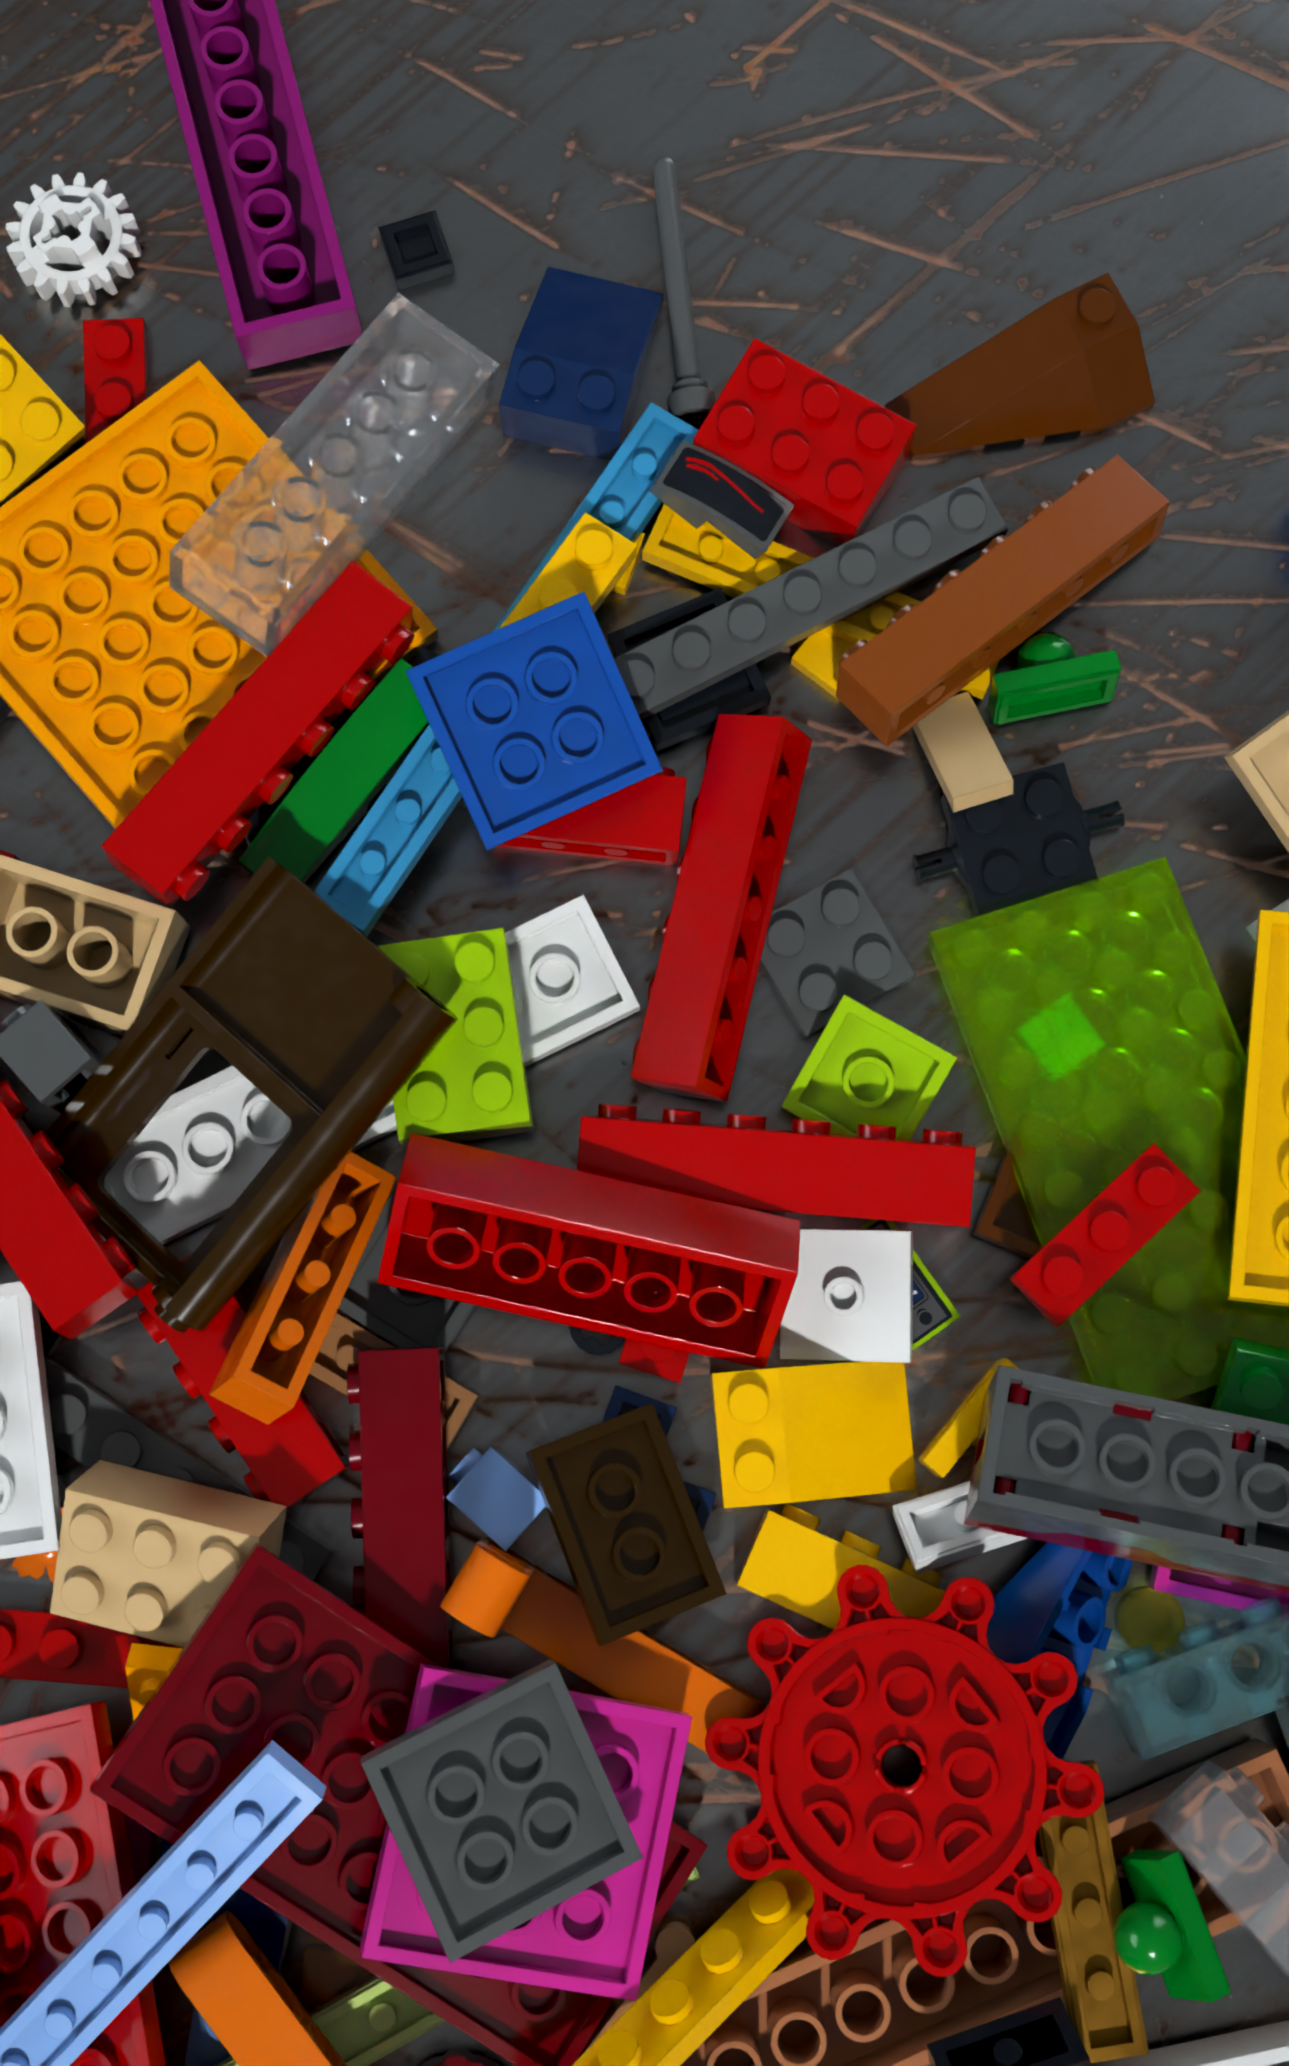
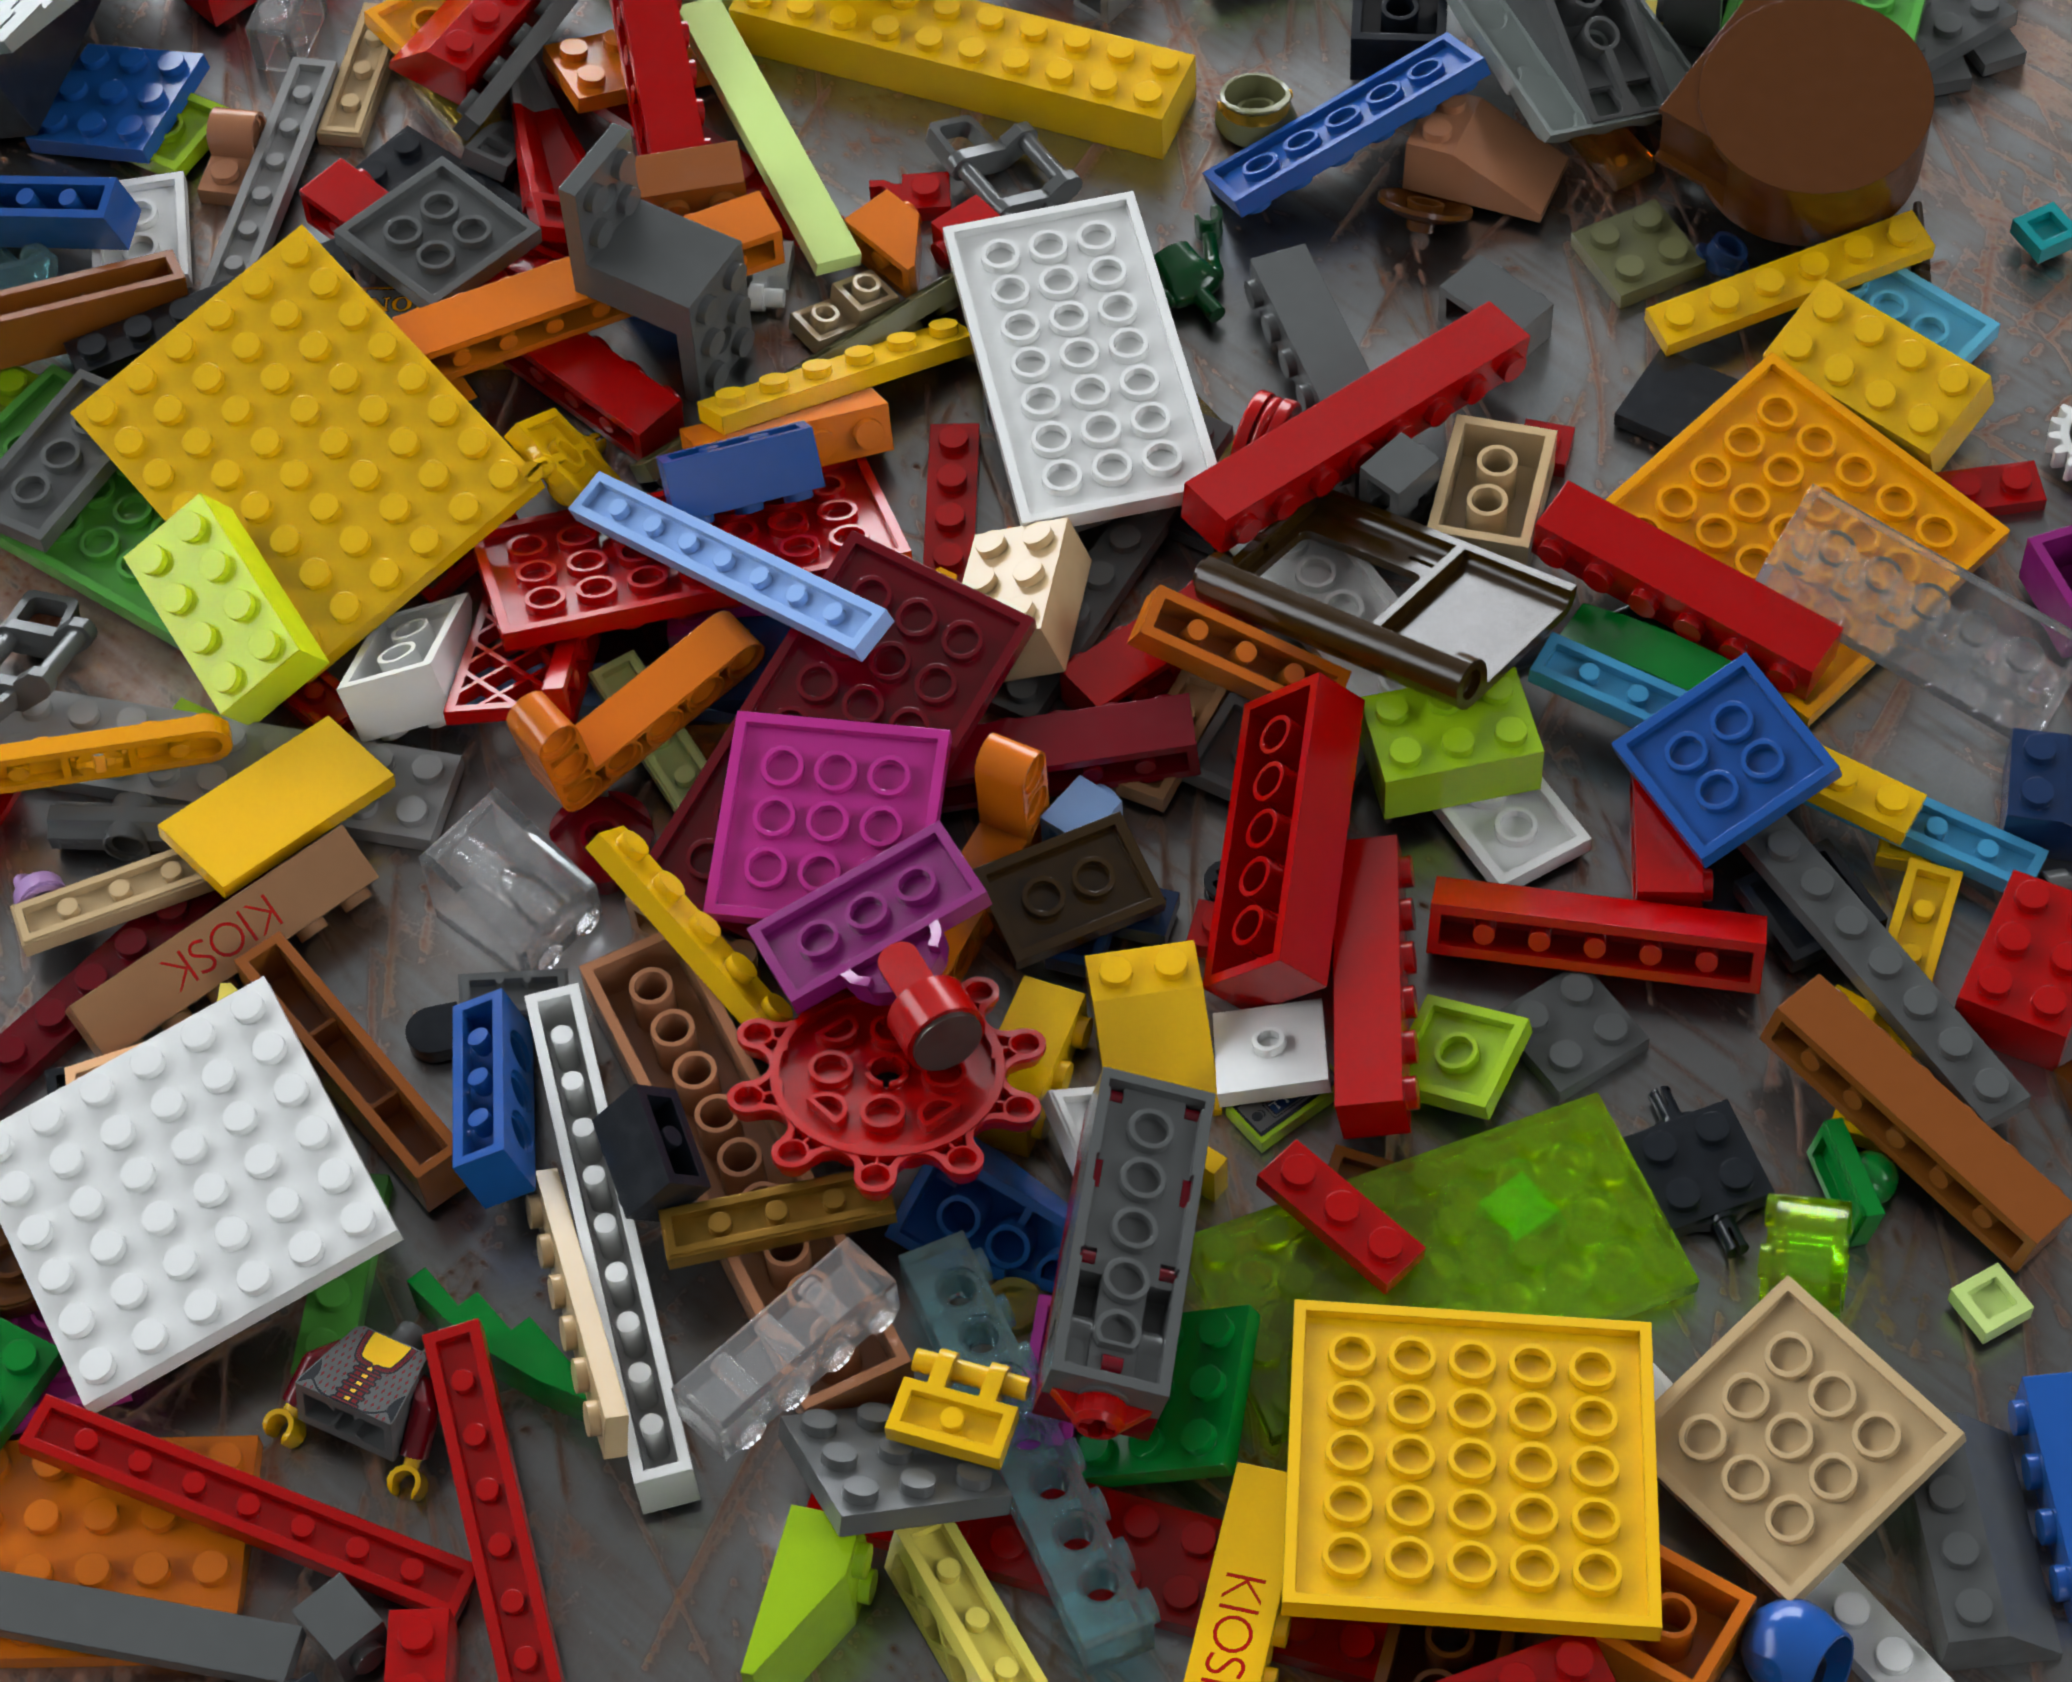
camera: 90 degrees right, 25 degrees down
(500, 1809) = (847, 783): dark grey plate -> none
(725, 1770) = (887, 944): none -> magenta plate
(728, 497) = (1966, 903): slope -> none
(963, 754) = (1768, 1108): tan tile -> none
(1160, 737) = (1809, 1245): none -> clear neon green brick
(1167, 1928) = (763, 1250): green tile -> none
(1201, 566) = (1990, 1303): none -> yellowish green plate

